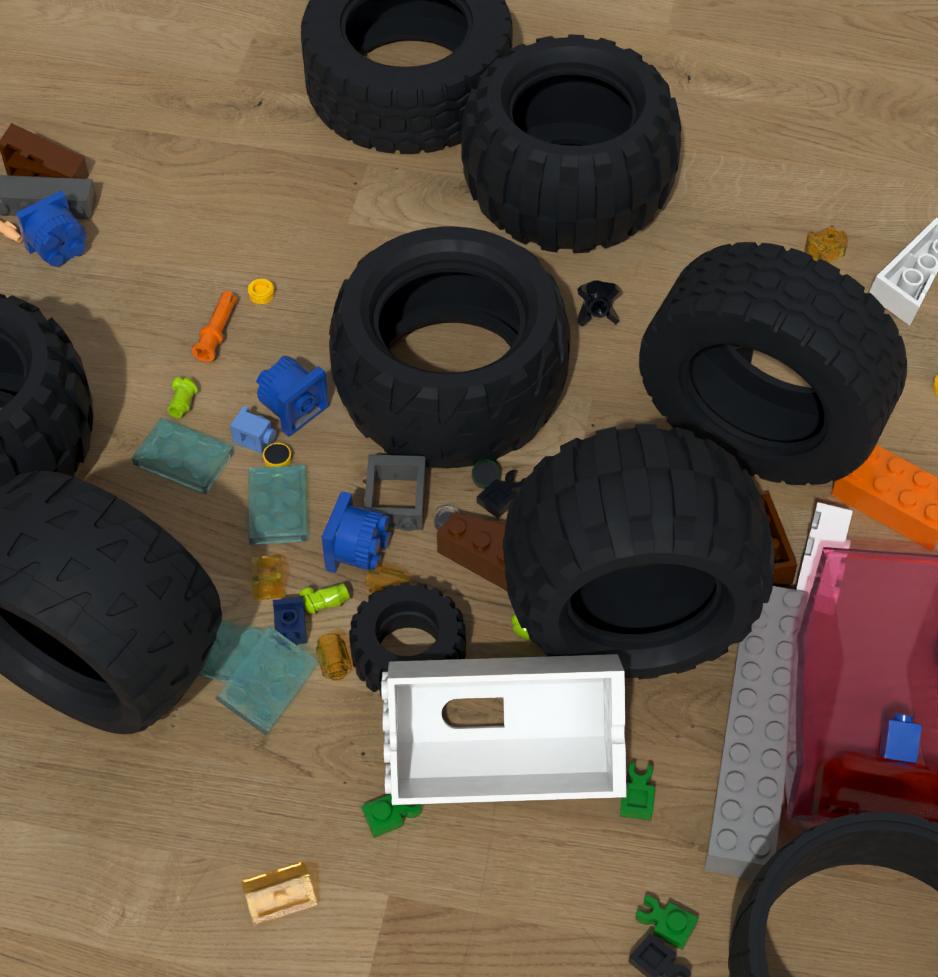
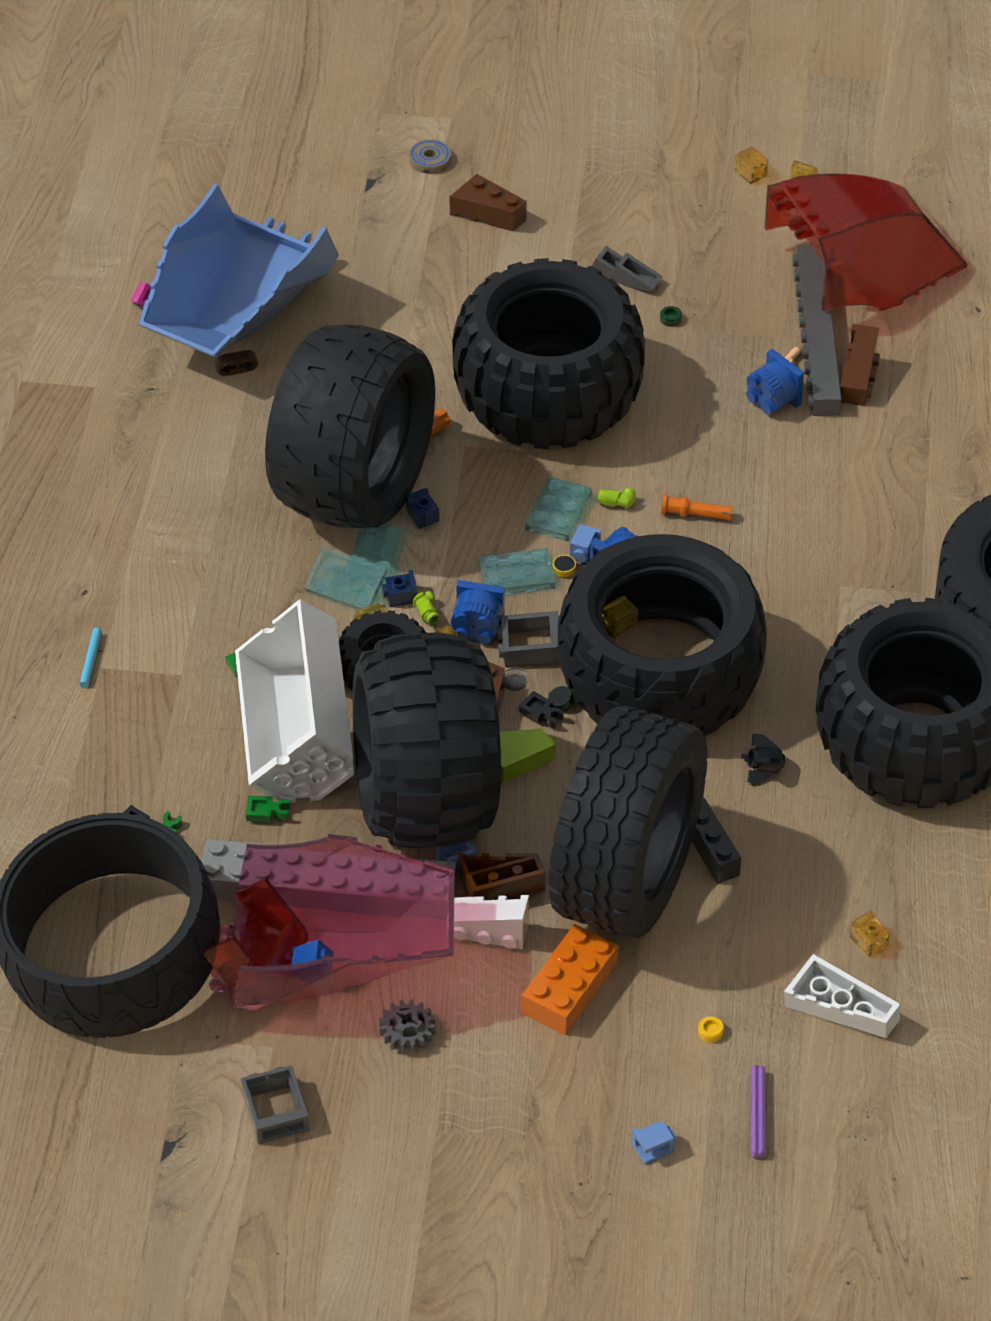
camera: 85 degrees right, 5 degrees down
(261, 291) = (744, 535): yellow tile -> none
(267, 577) = (444, 569): clear yellow bracket -> none
(279, 893) = (176, 609): clear yellow panel -> none

